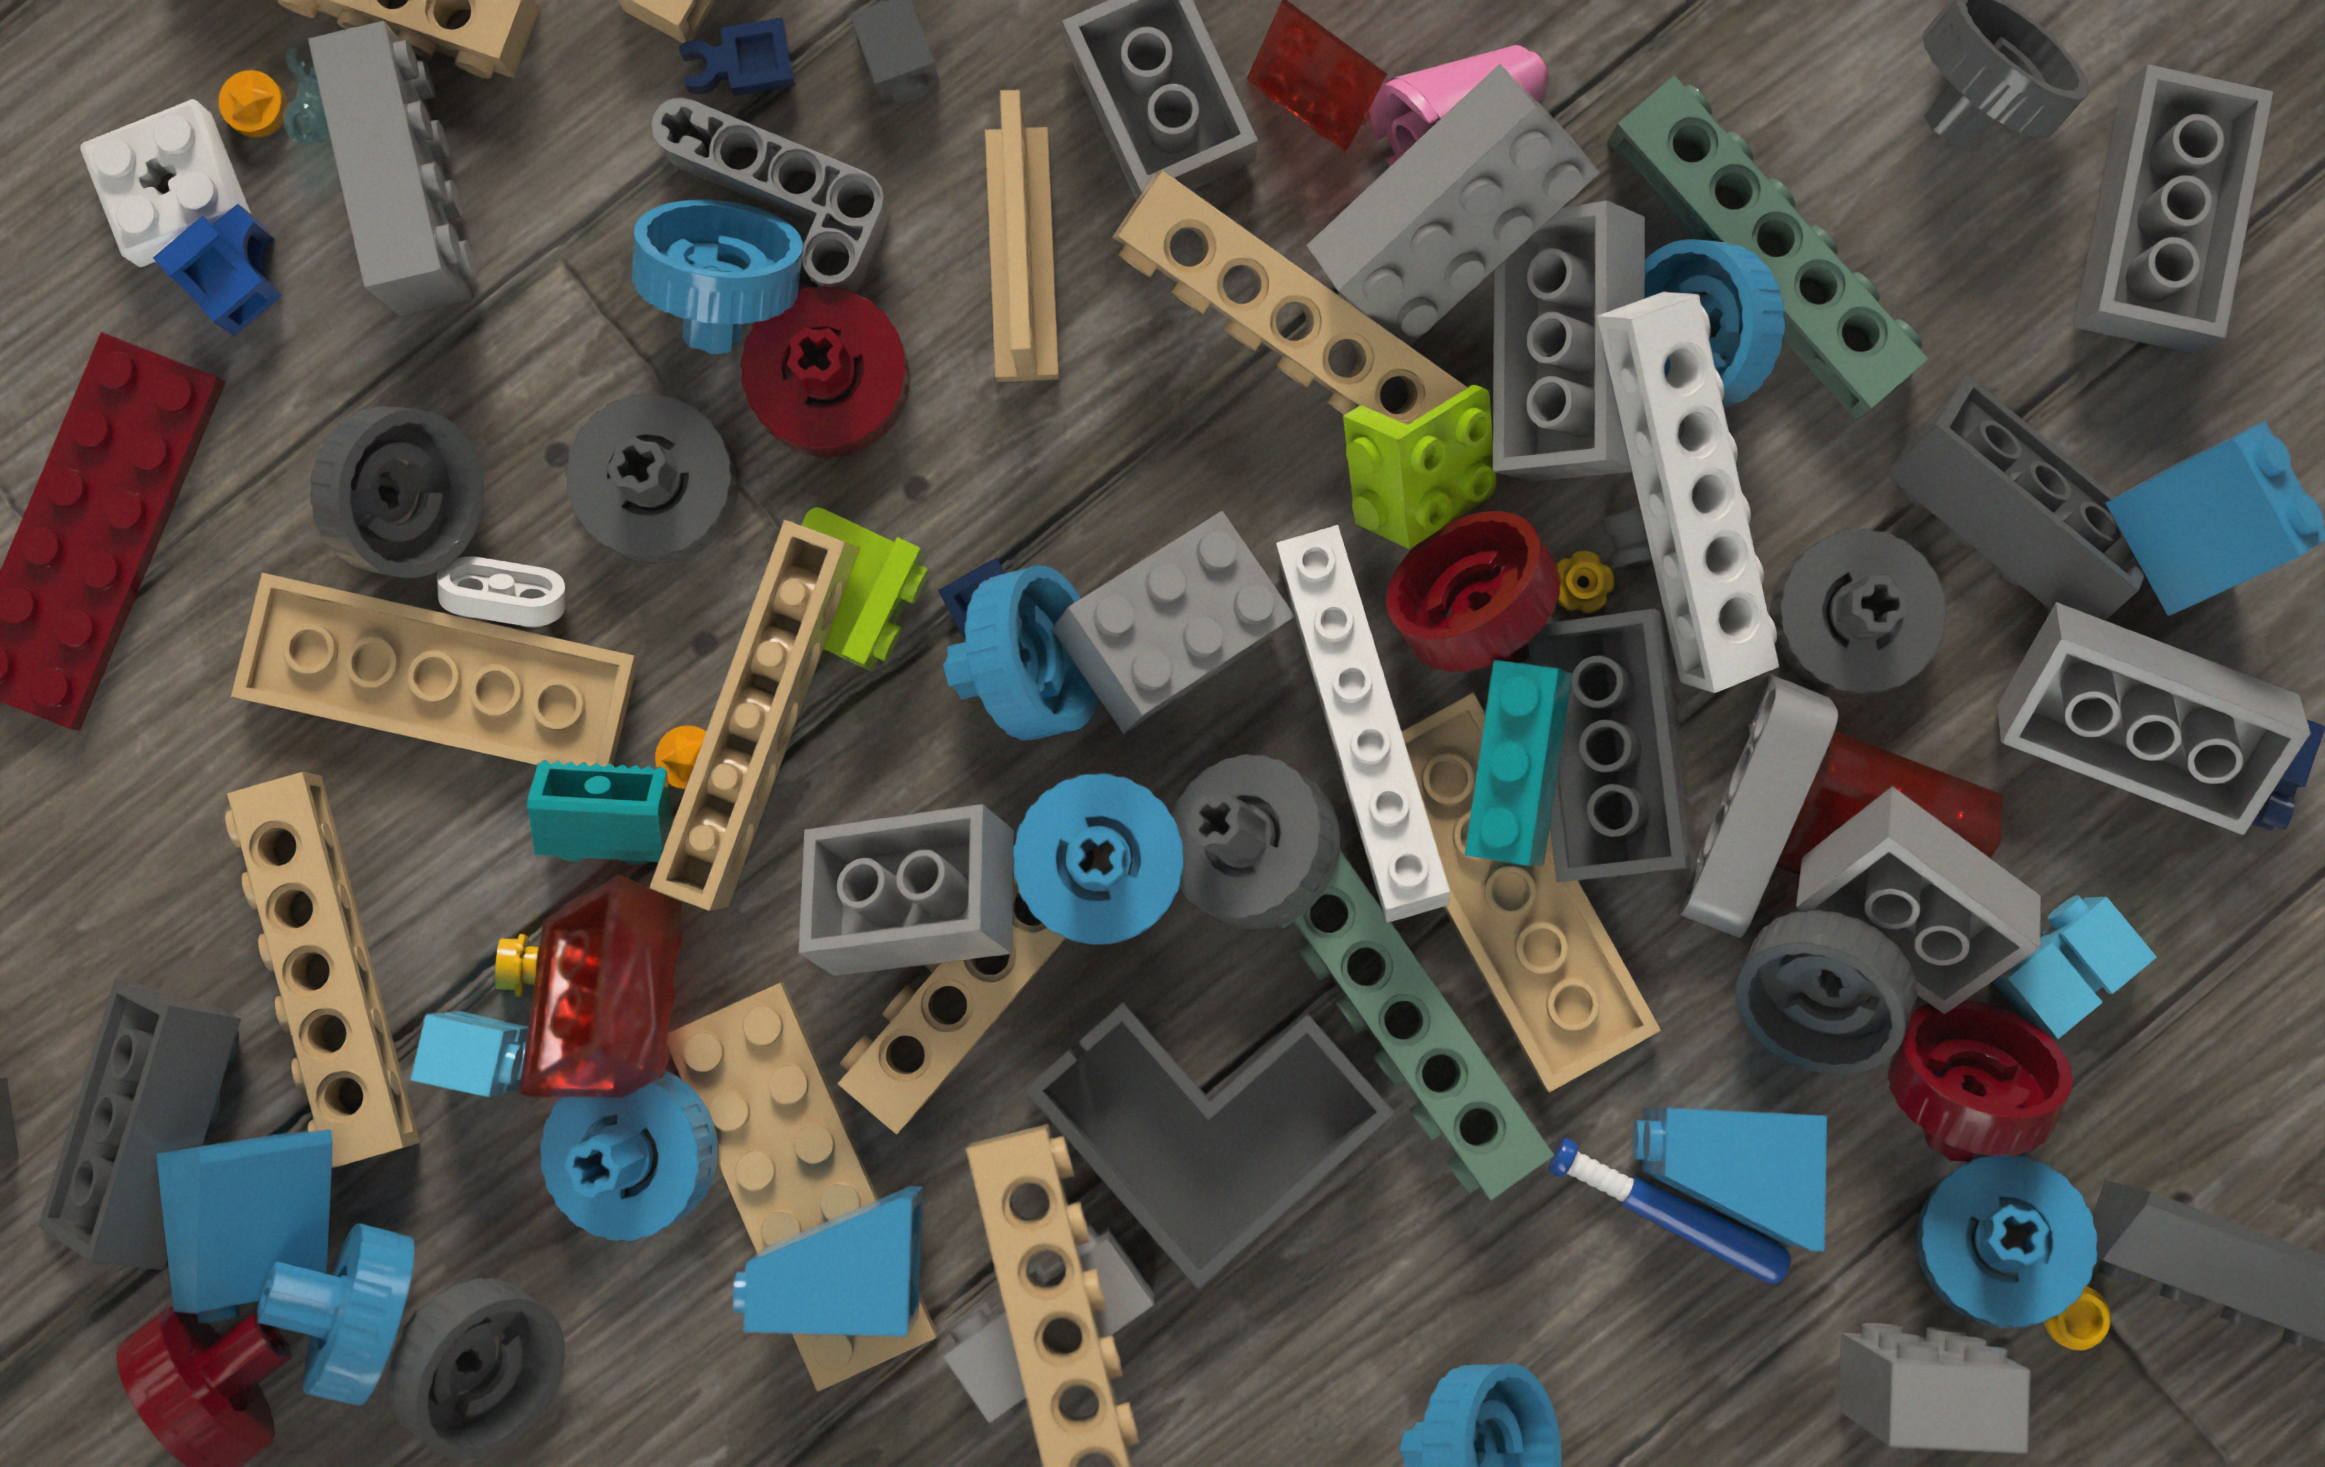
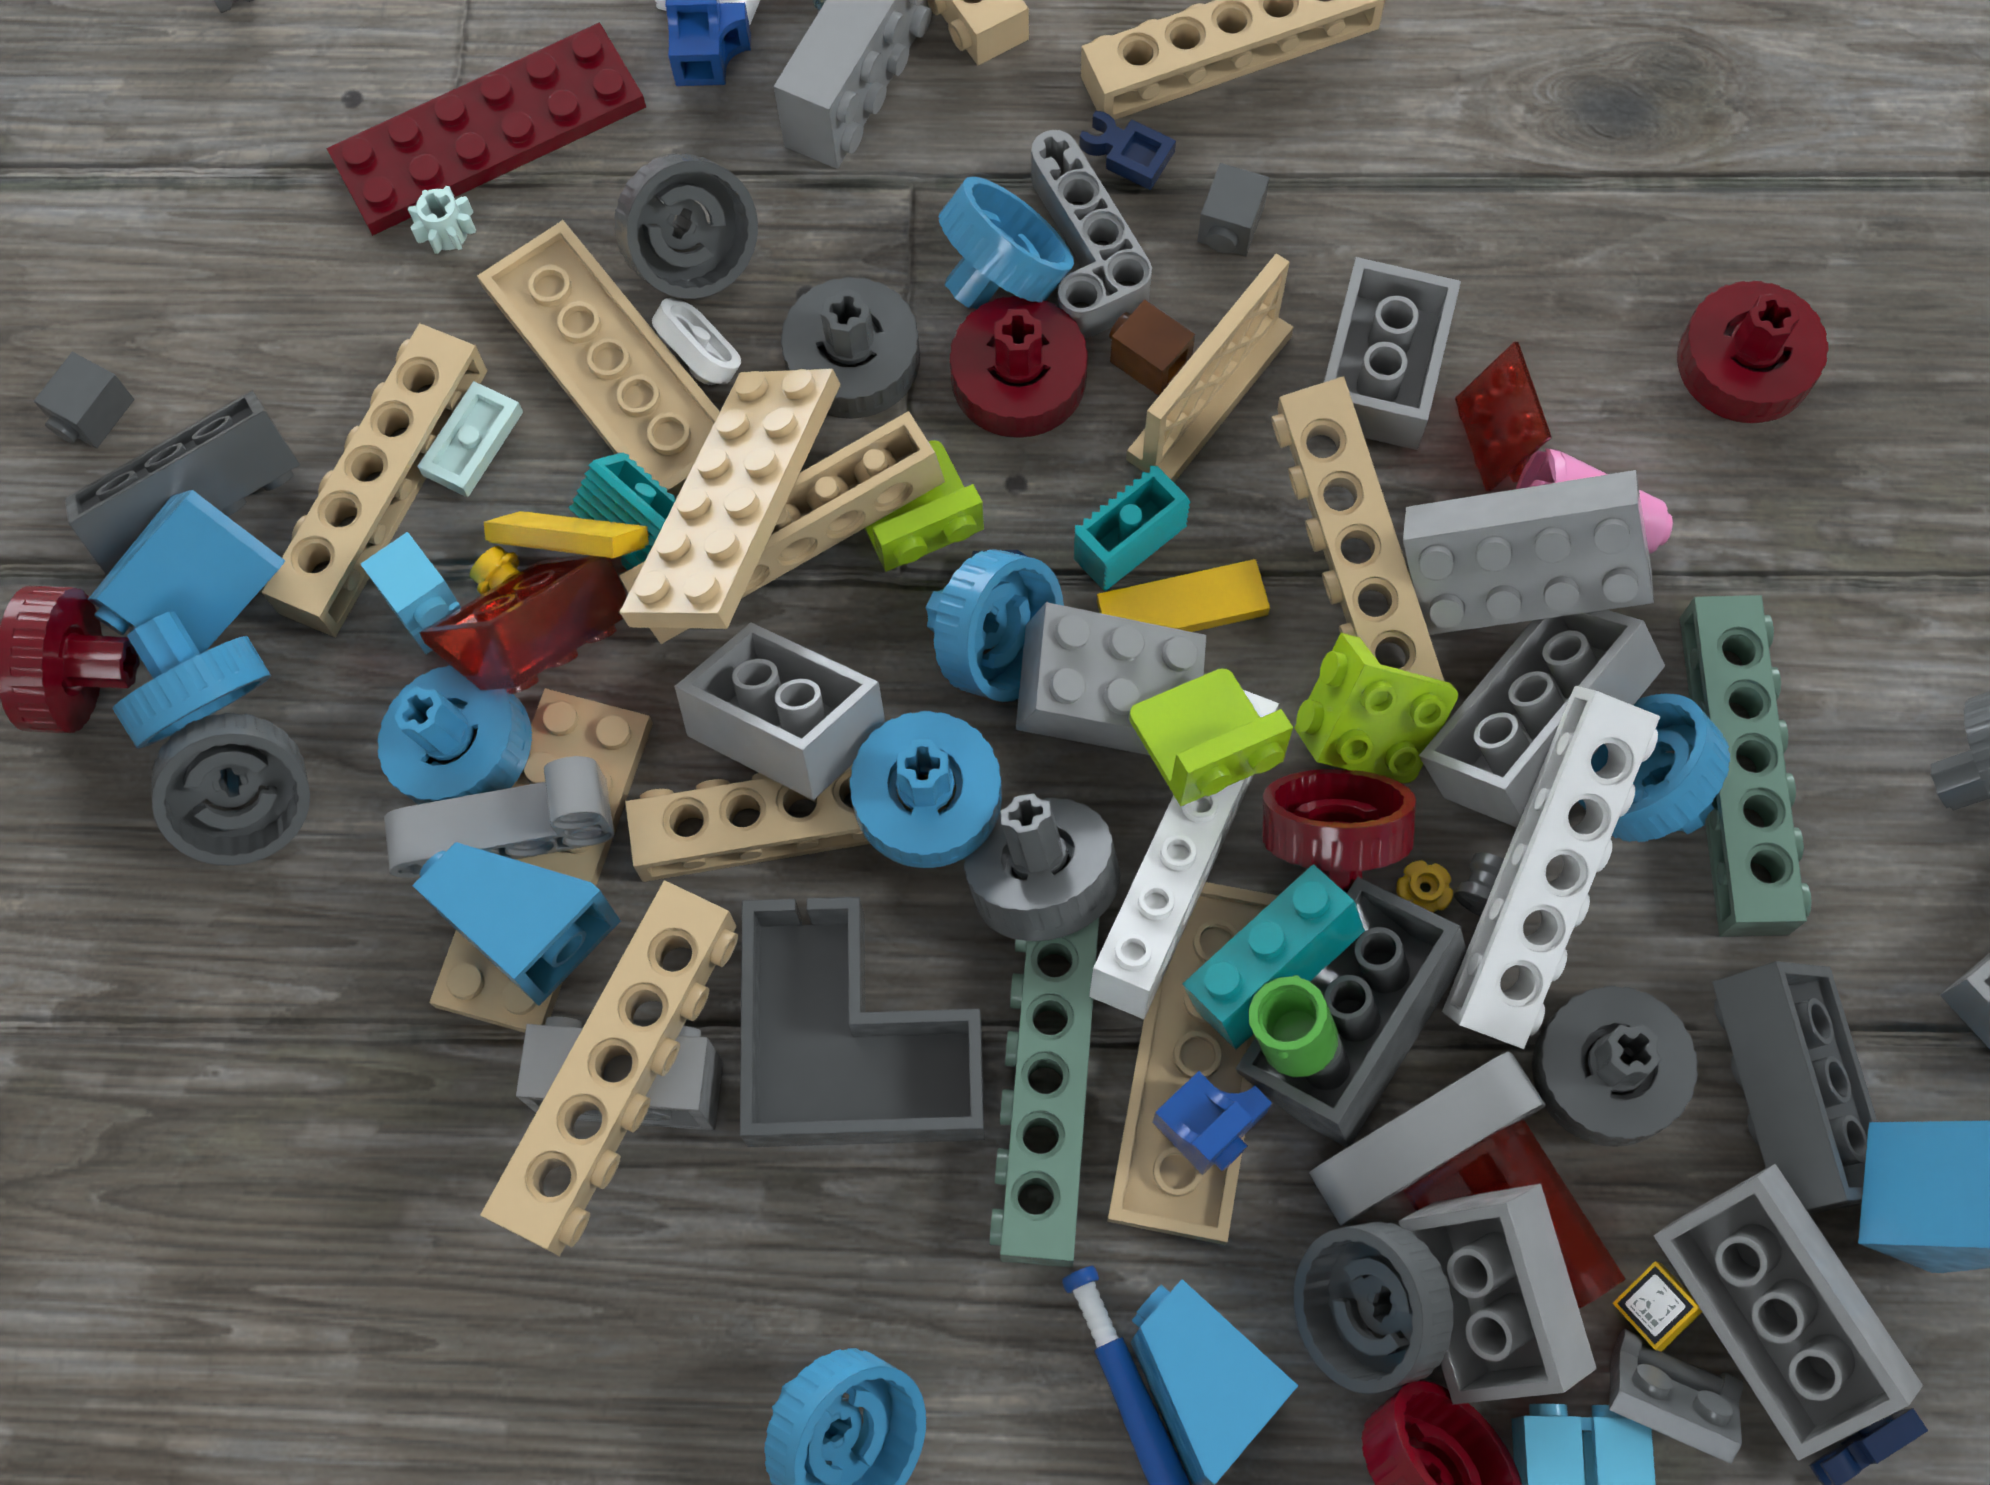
camera: 45 degrees right, 15 degrees down
(122, 659) = (442, 219): none -> light aqua gear
(374, 859) = (470, 439): none -> light aqua plate
(559, 884) = (566, 534): none -> yellow tile
(693, 734) = (731, 500): none -> tan plate
(746, 1198) = (513, 822): none -> light grey beam
(932, 255) = (1150, 346): none -> reddish brown brick
(1066, 456) = (1130, 527): none -> teal brick
(1166, 484) = (1193, 599): none -> yellow tile
(1312, 616) = (1209, 735): none -> lime bracket
(1578, 949) = (1210, 1122): none -> blue brick
(1586, 815) = (1293, 1026): none -> bright green piece
(2041, 793) = (1658, 1306): none -> tile
(2115, 873) = (1675, 1397): none -> dark grey plate

